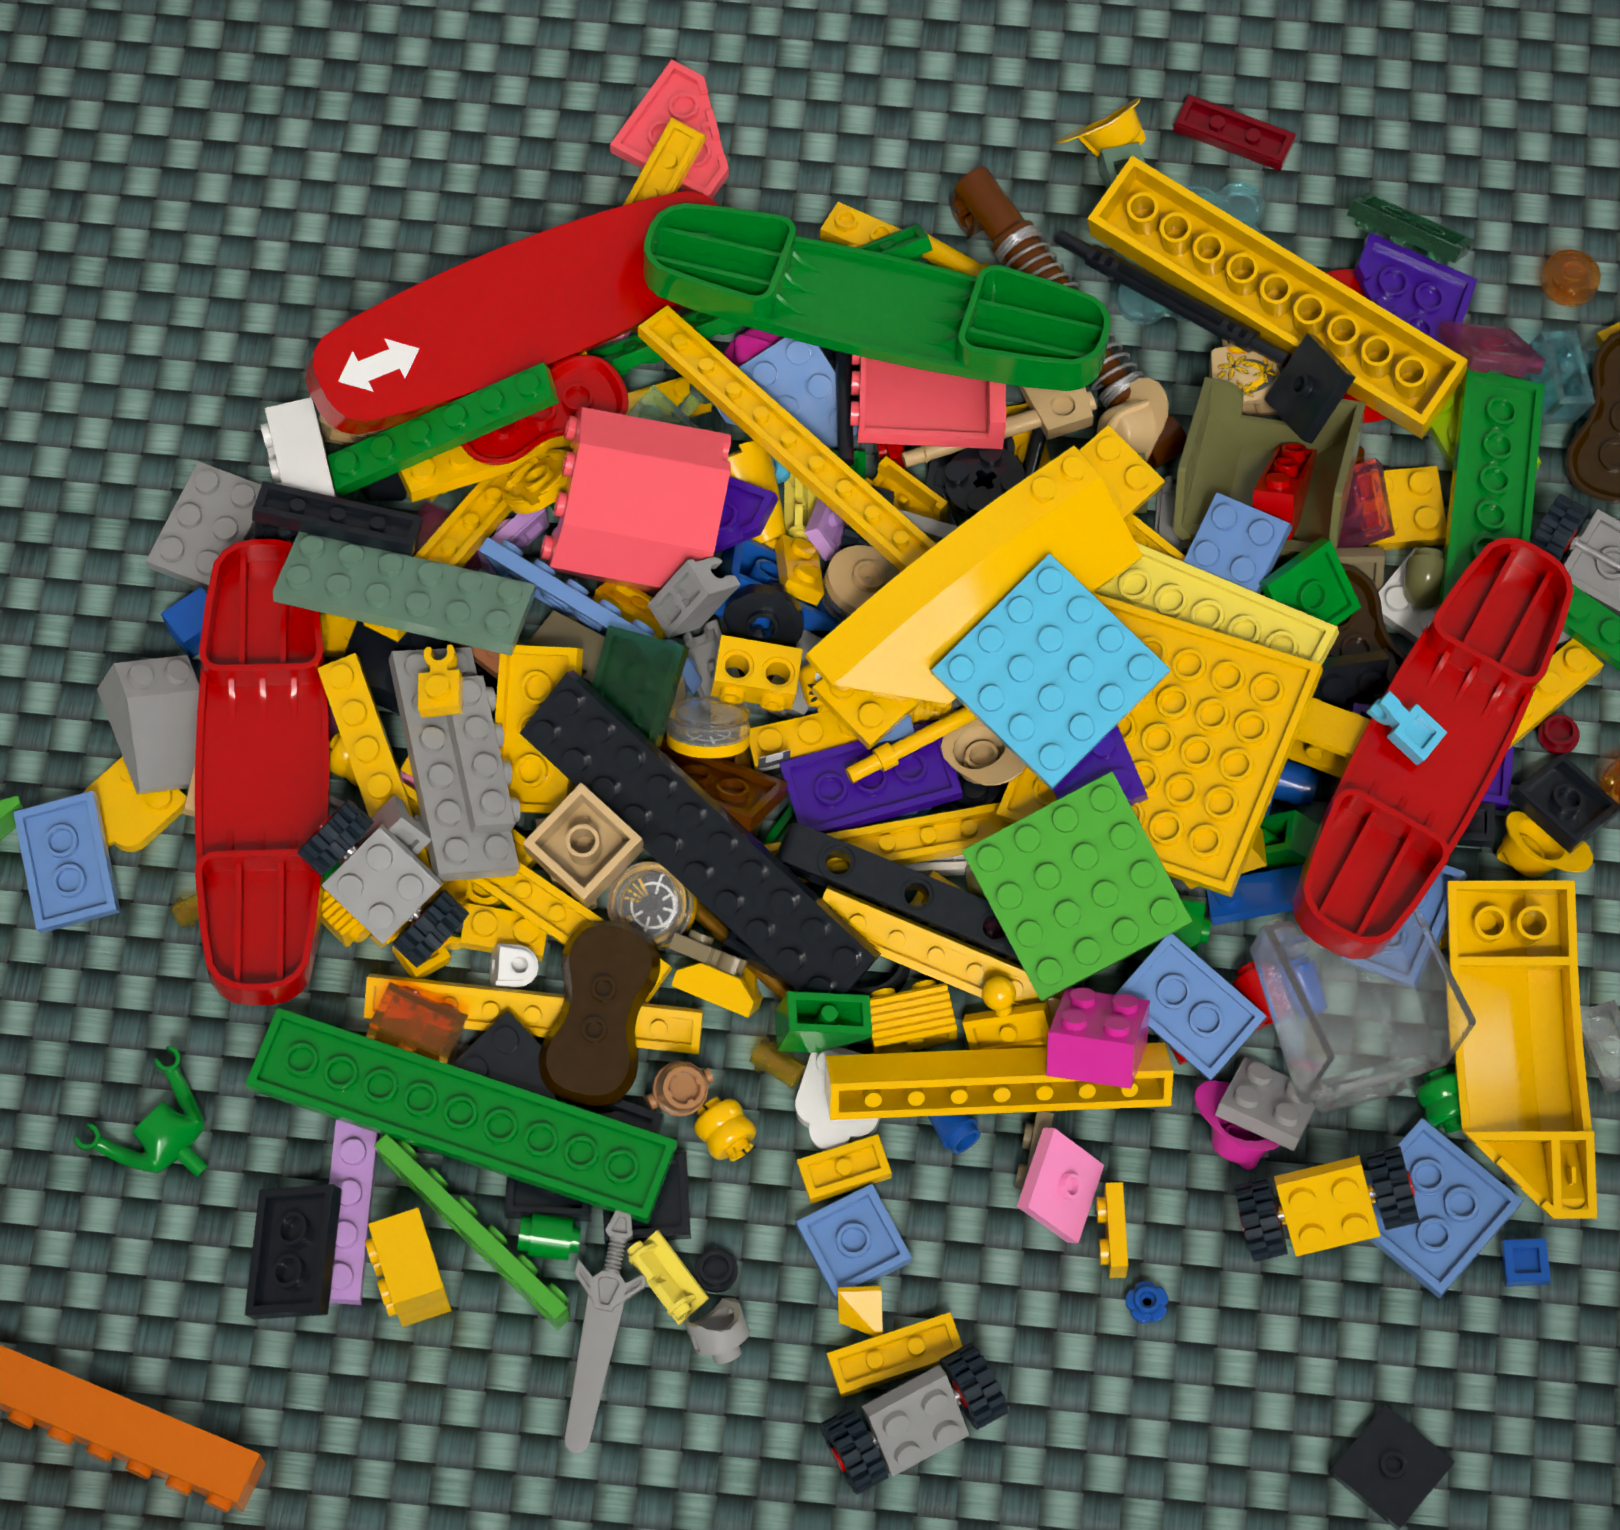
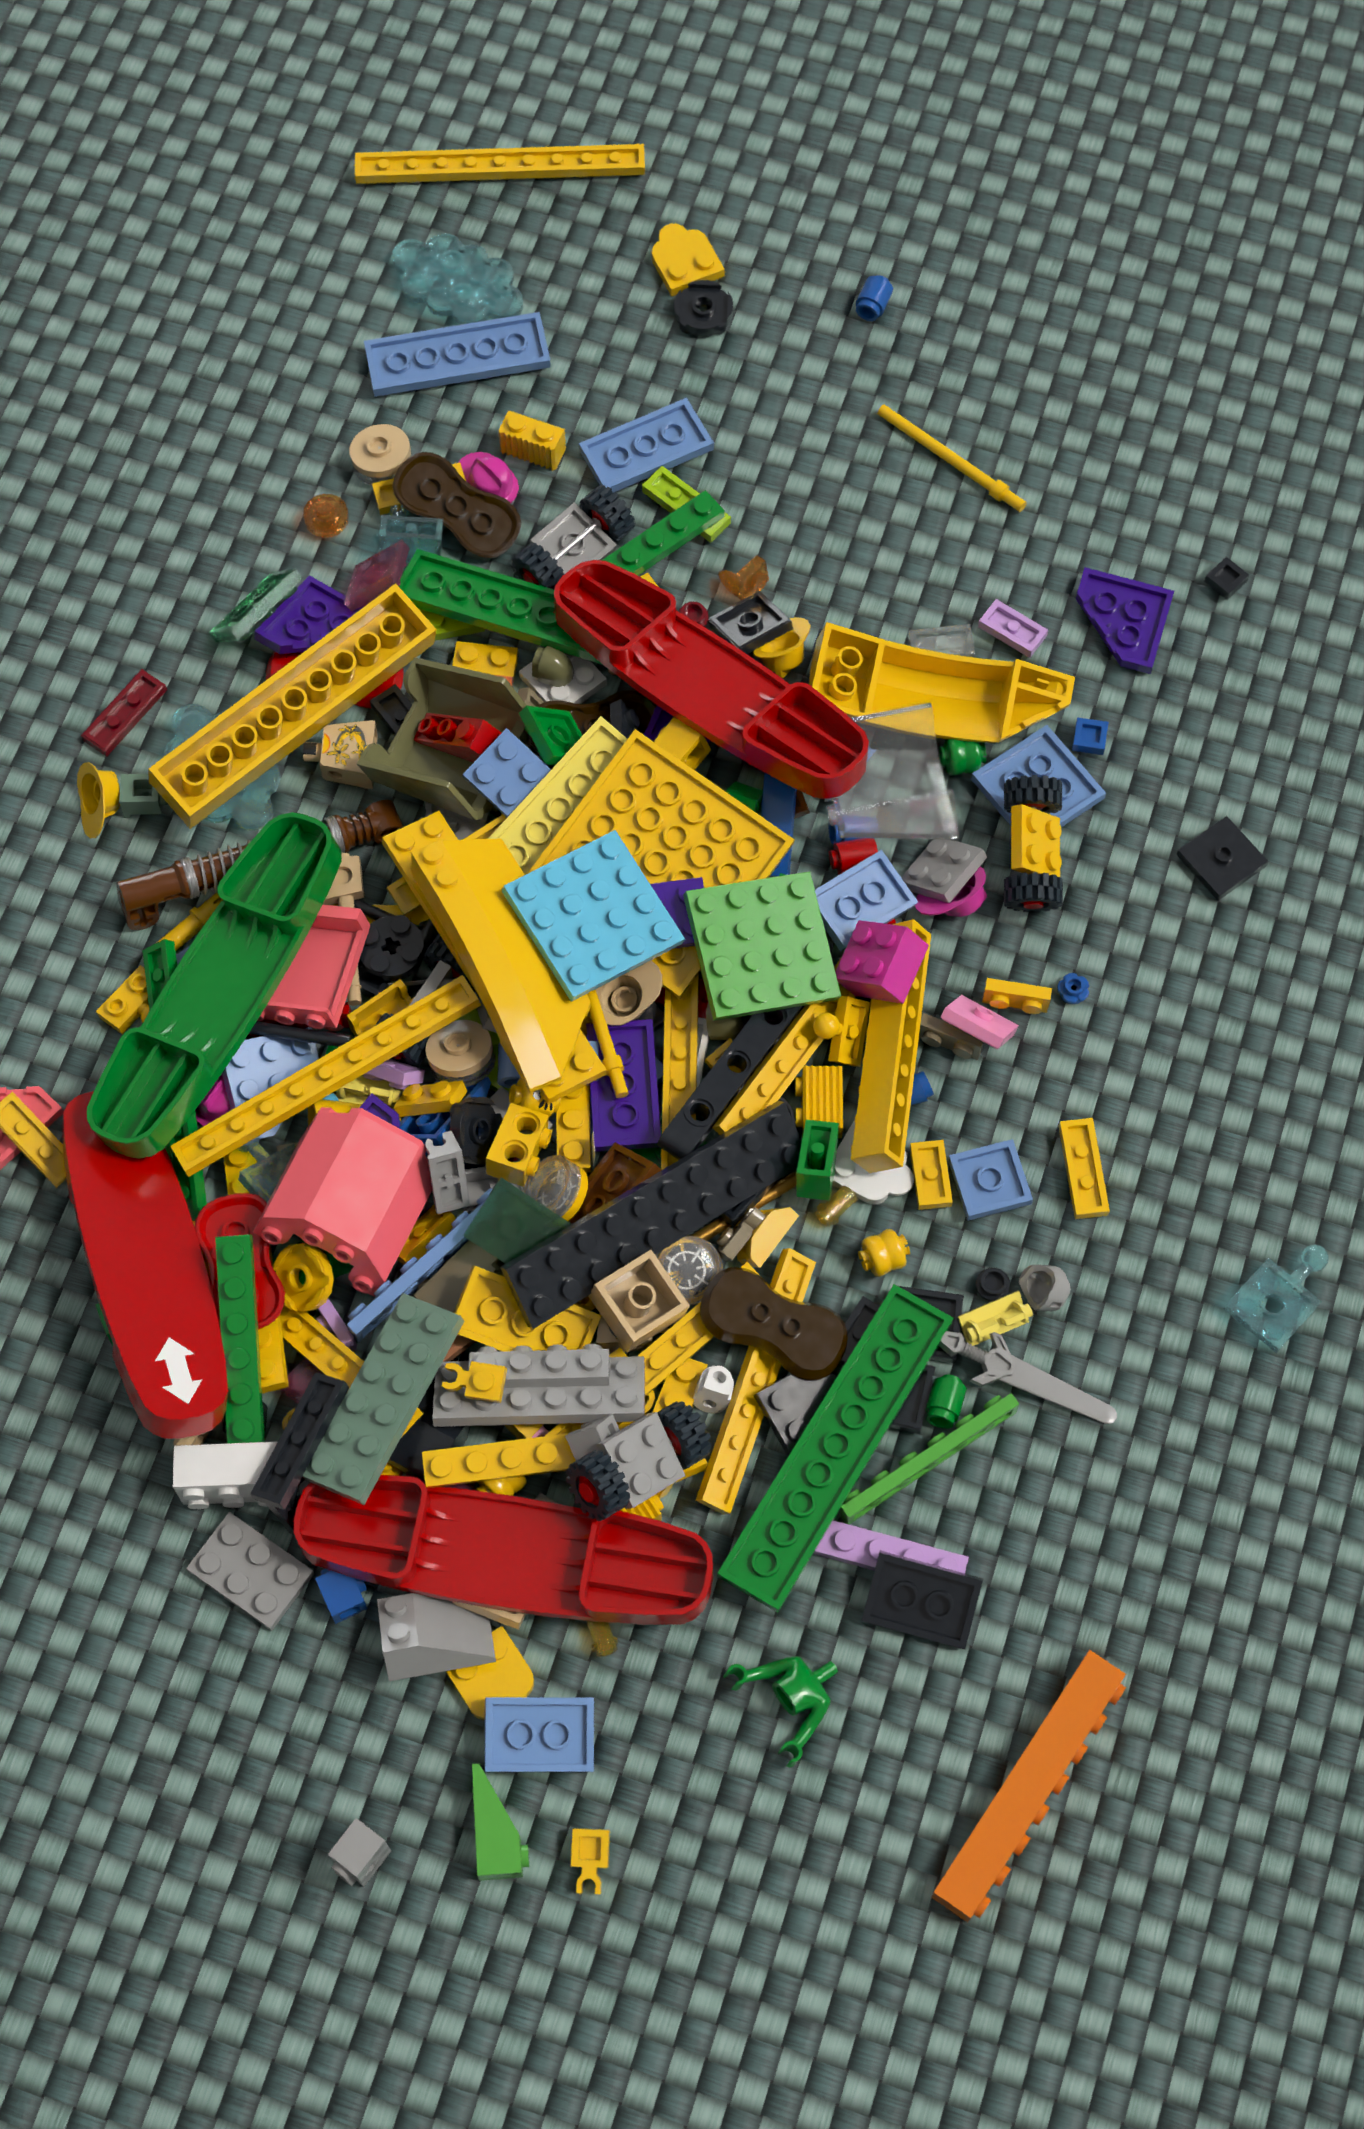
camera: 80 degrees left, 0 degrees up
(411, 1274) = (957, 1507): yellow brick -> none
(417, 1023) = (755, 1464): clear orange brick -> none
(679, 1088) = (851, 1274): medium nougat piece -> none
(861, 1309) = (1046, 1183): yellow slope -> none
(915, 1419) = (1124, 1119): plate -> none
(1140, 417) = (366, 825): tan piece -> none
(1173, 298) = (266, 782): black axle -> none
(1309, 388) = (387, 694): black plate -> none
(1412, 730) = (696, 685): medium azure plate -> none

